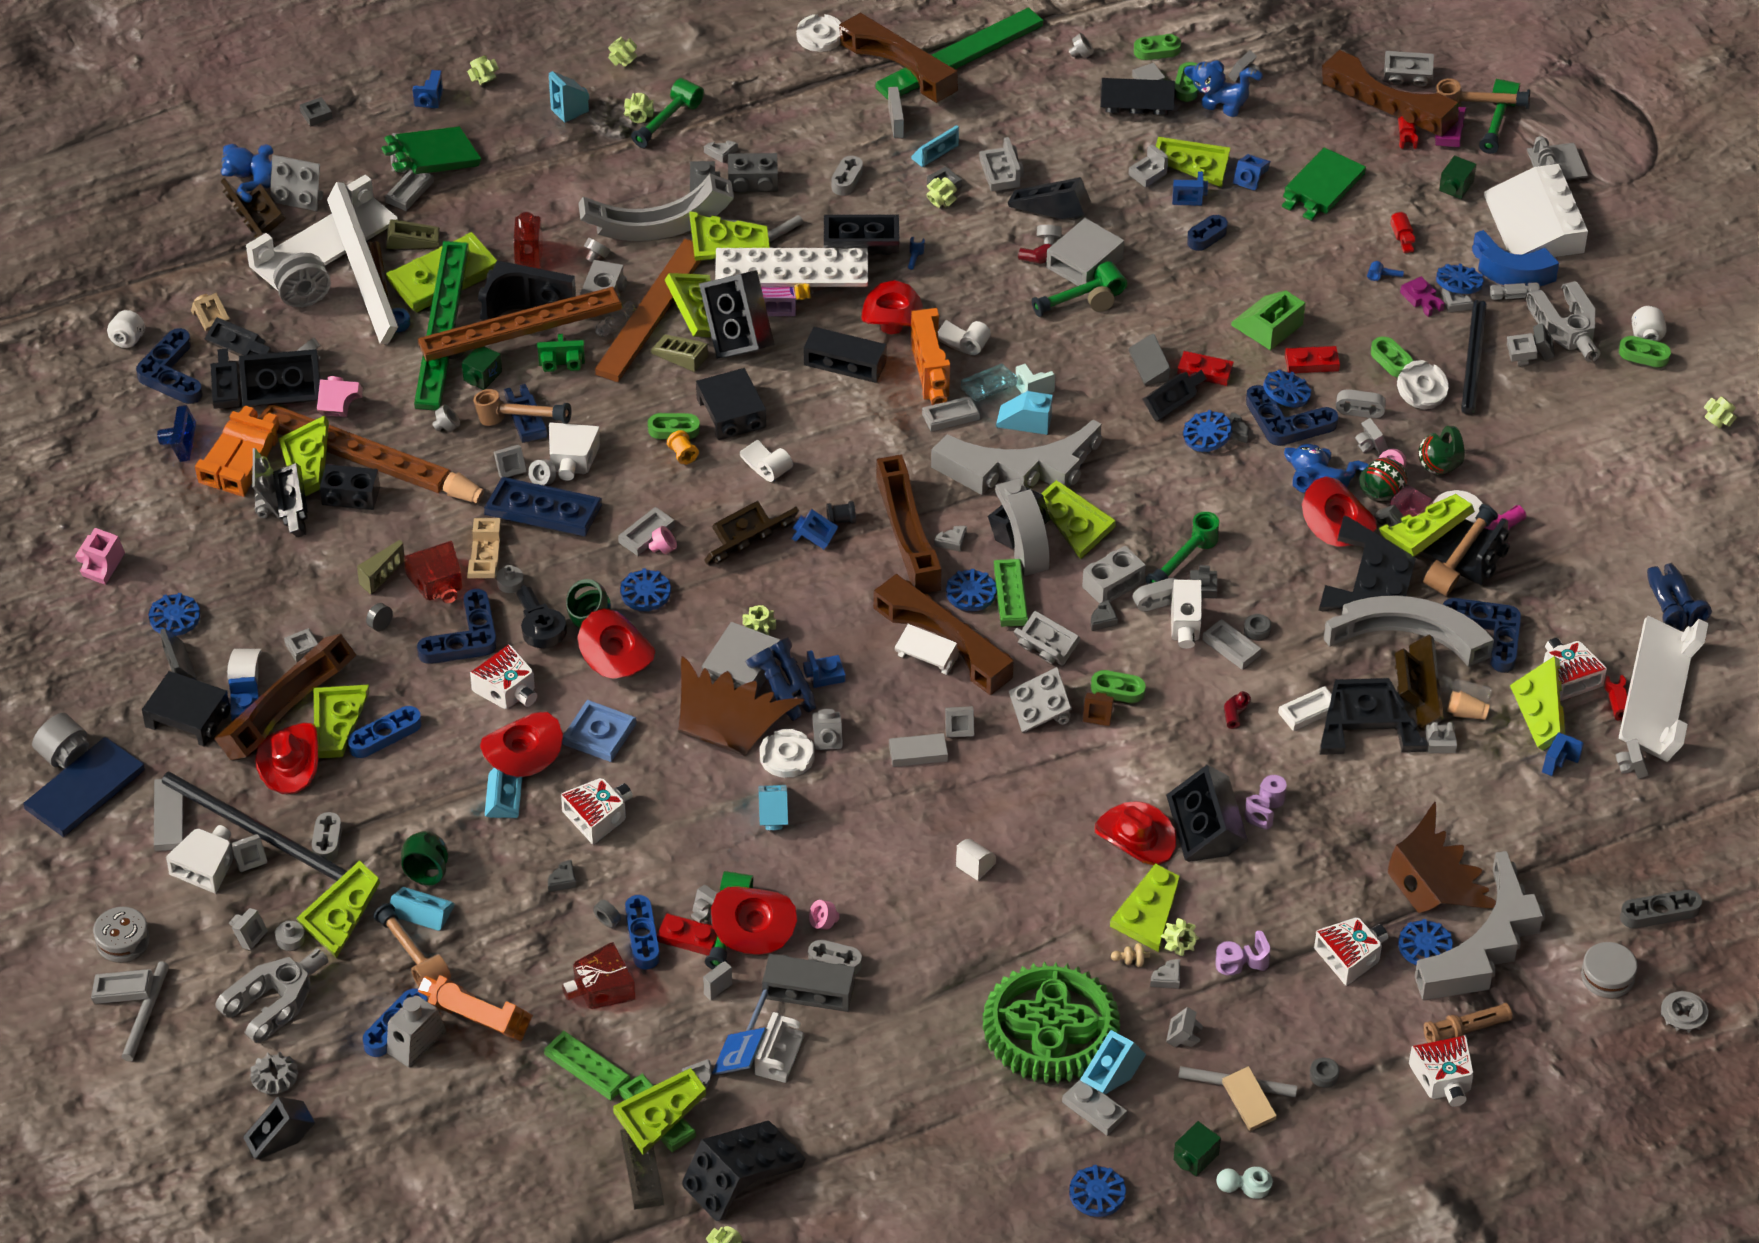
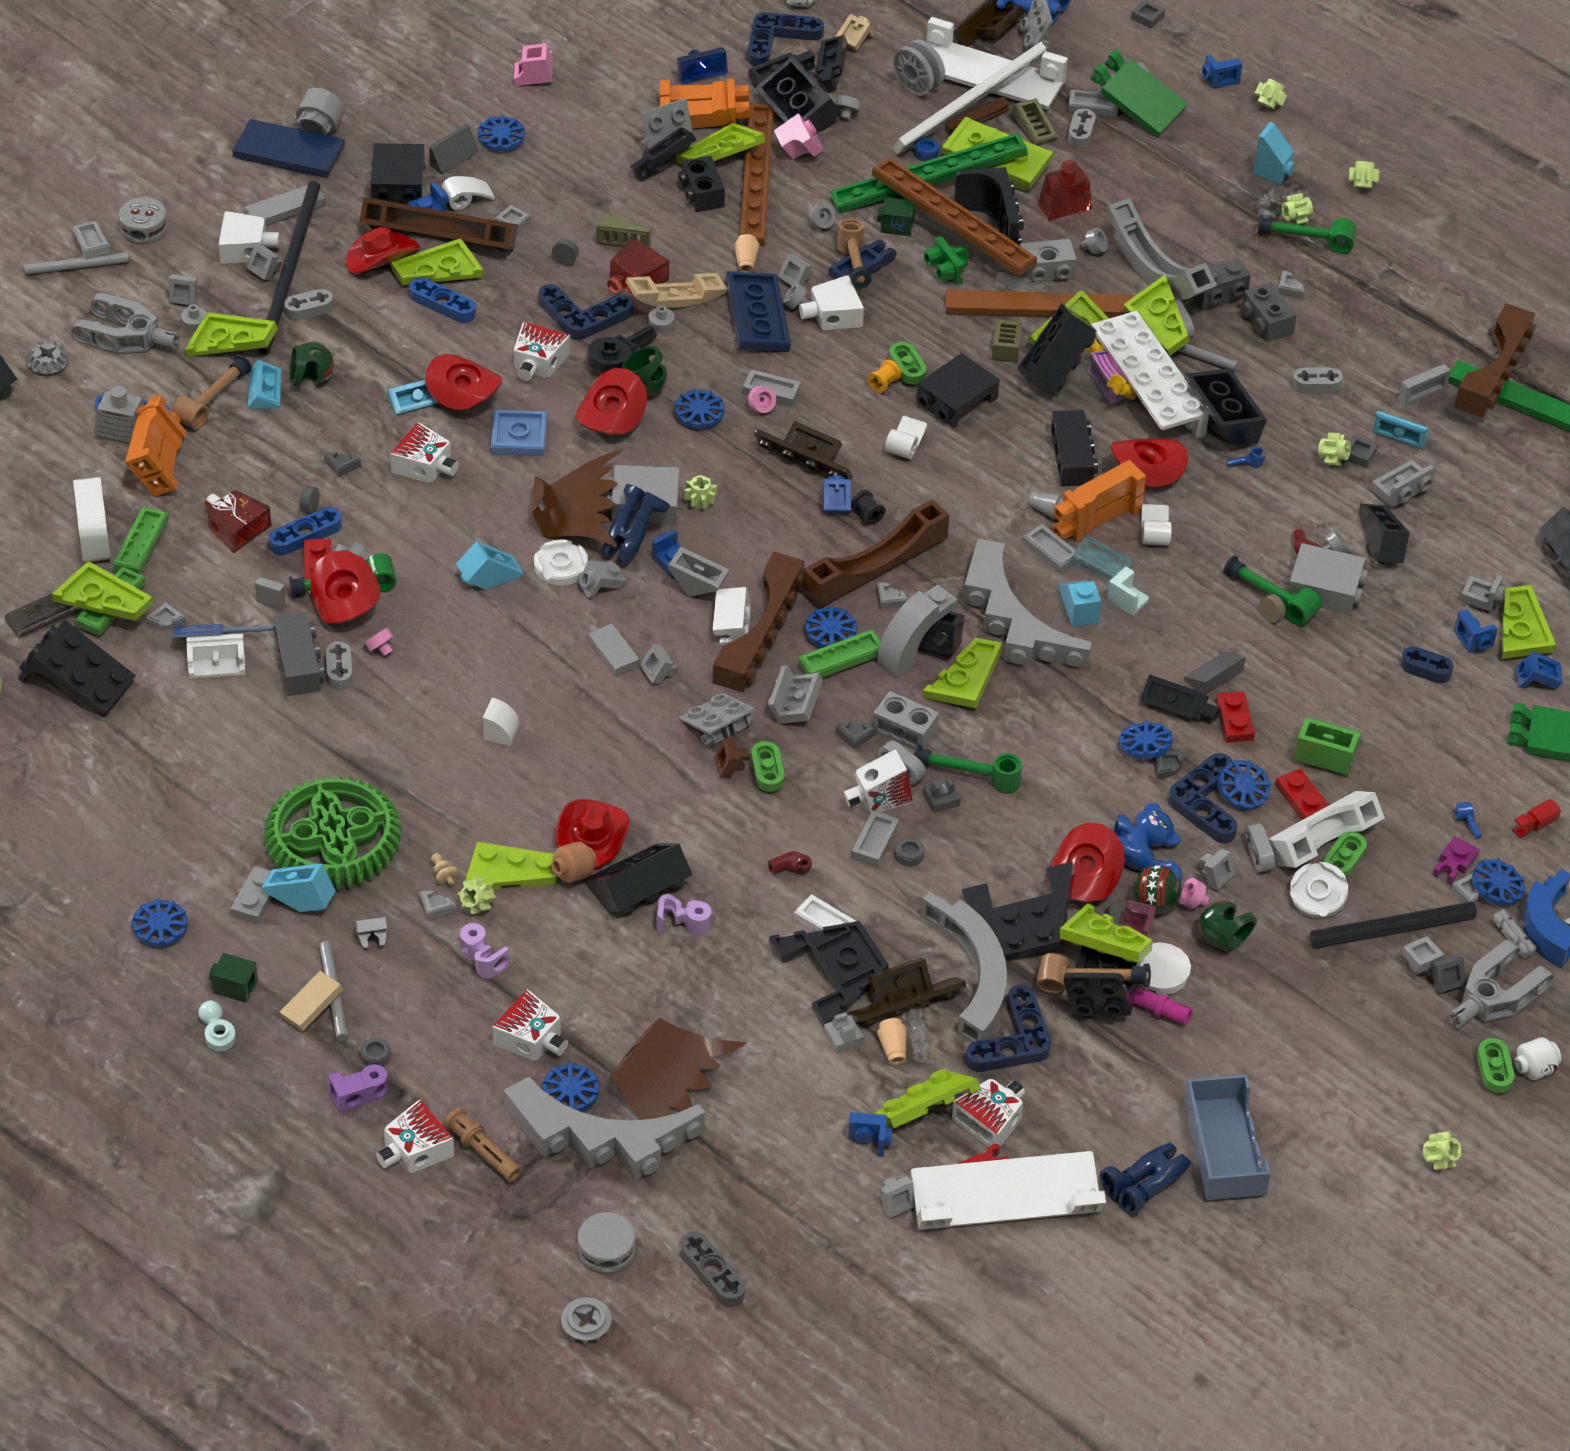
camera: 65 degrees right, 0 degrees up
(439, 207) = (1085, 129): none -> light grey beam
(540, 1096) = (91, 519): none -> white beam
(819, 33) = (1493, 298): white tile -> none
(871, 652) = (696, 573): none -> light grey slope
(904, 393) = (1045, 502): none -> light grey cone
(1177, 853) = (575, 862): none -> nougat head
(1356, 333) = (1303, 839): none -> white arch
(1368, 1101) = (358, 1088): none -> medium lavender leg
(1659, 538) = (1225, 1137): none -> sand blue piece

